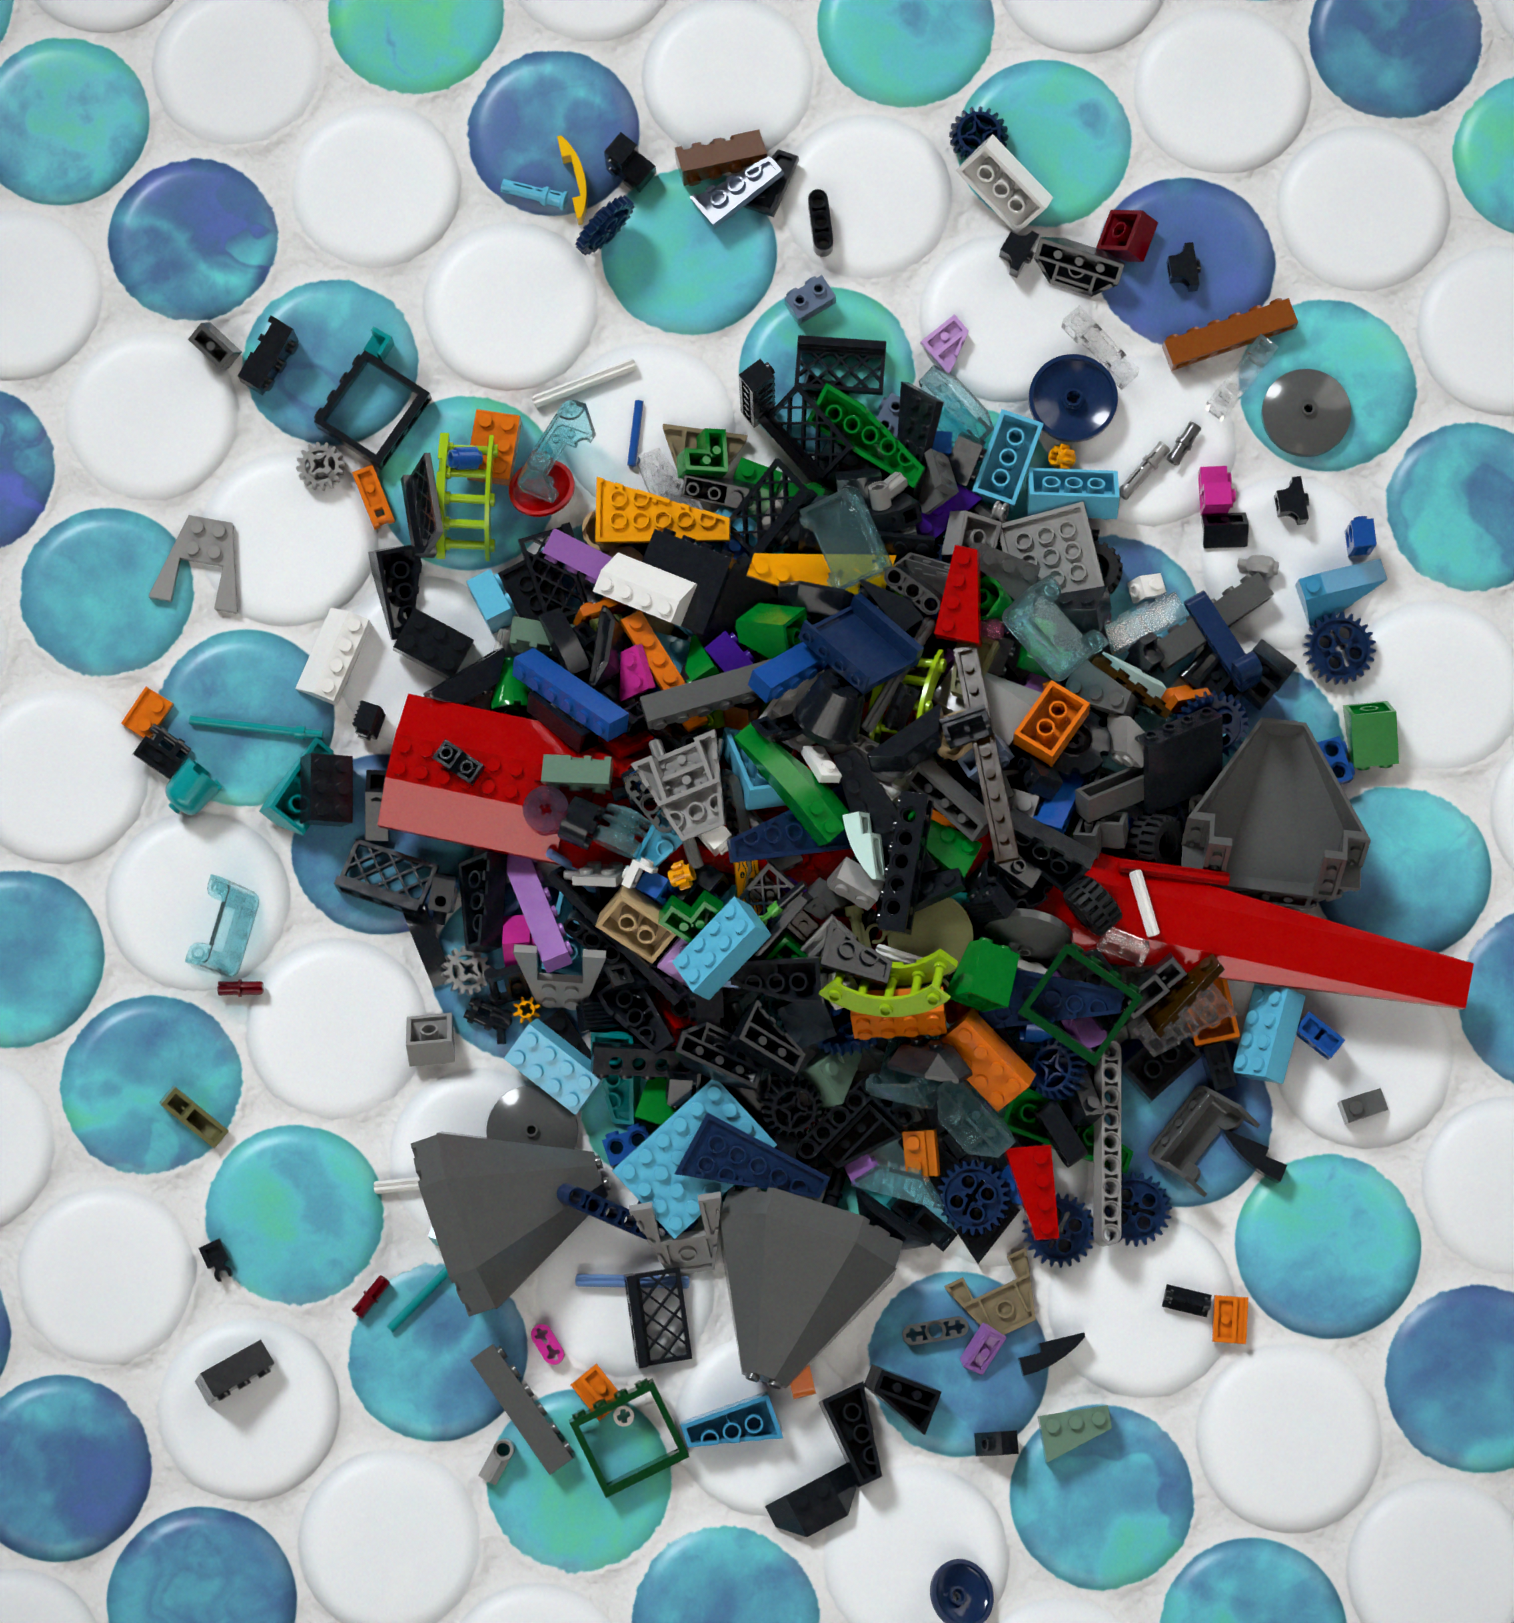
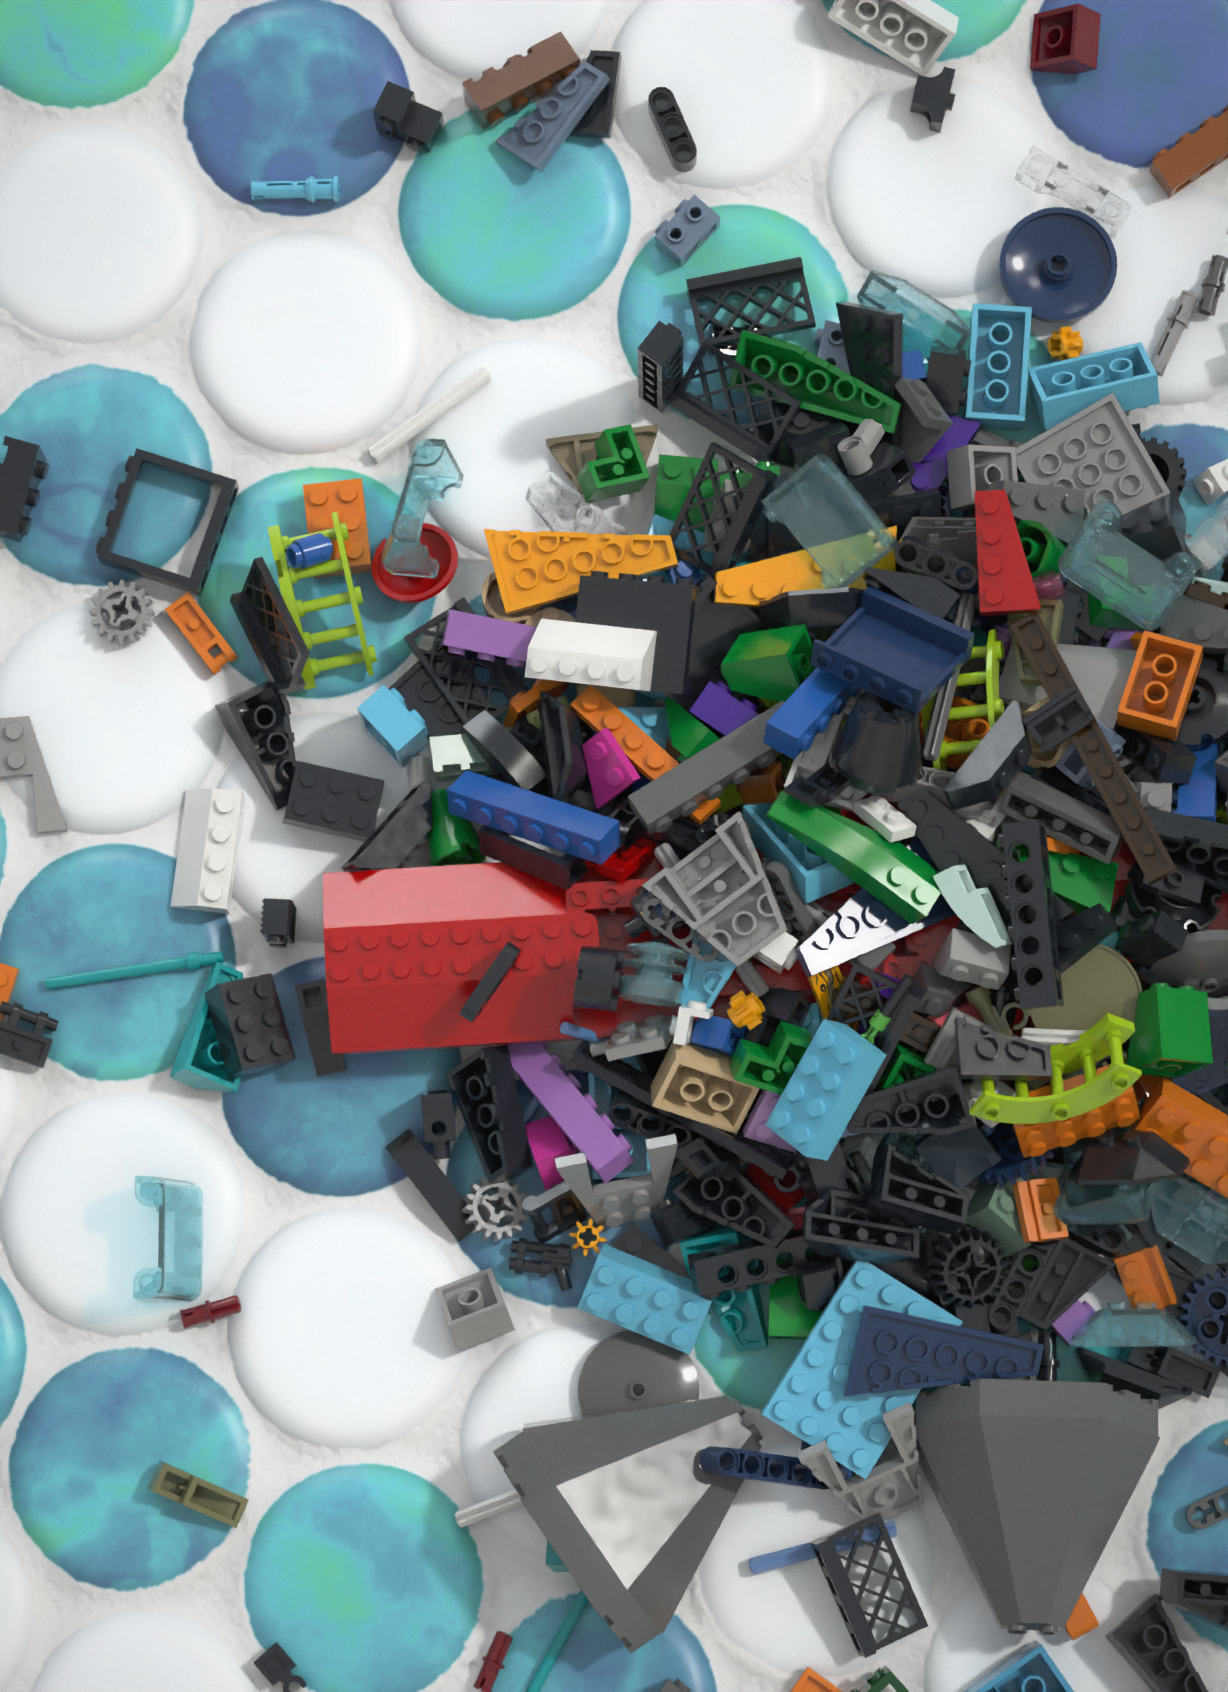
camera: 15 degrees left, 0 degrees up
(191, 788) = (74, 1072): teal cylinder -> none
(379, 344) = (152, 435): teal panel -> none
(379, 895) = (359, 1142): black fence -> none
(458, 762) = (416, 944): black slope -> none
(503, 804) = (490, 982): none -> black beam
(542, 1347) = (742, 1654): dark pink beam -> none
(543, 798) = (540, 959): clear purple brick -> none
(569, 155) = (325, 129): yellow slope -> none
(577, 773) = (574, 916): sand green wedge -> none
(604, 225) = (400, 205): dark blue gear -> none
(624, 1138) = (763, 1369): blue brick -> none
(635, 433) = (512, 460): blue bar -> none
(716, 490) = (641, 504): black slope -> none
(853, 1080) = (1036, 1210): none -> orange plate
(900, 707) = (964, 718): black hinge -> none
(946, 342) = (876, 238): lavender wing -> none
(1000, 511) = (1009, 434): light grey bush -> none
(1077, 265) = (1015, 96): black wedge -> none
(1184, 268) = (1150, 62): black brick -> none

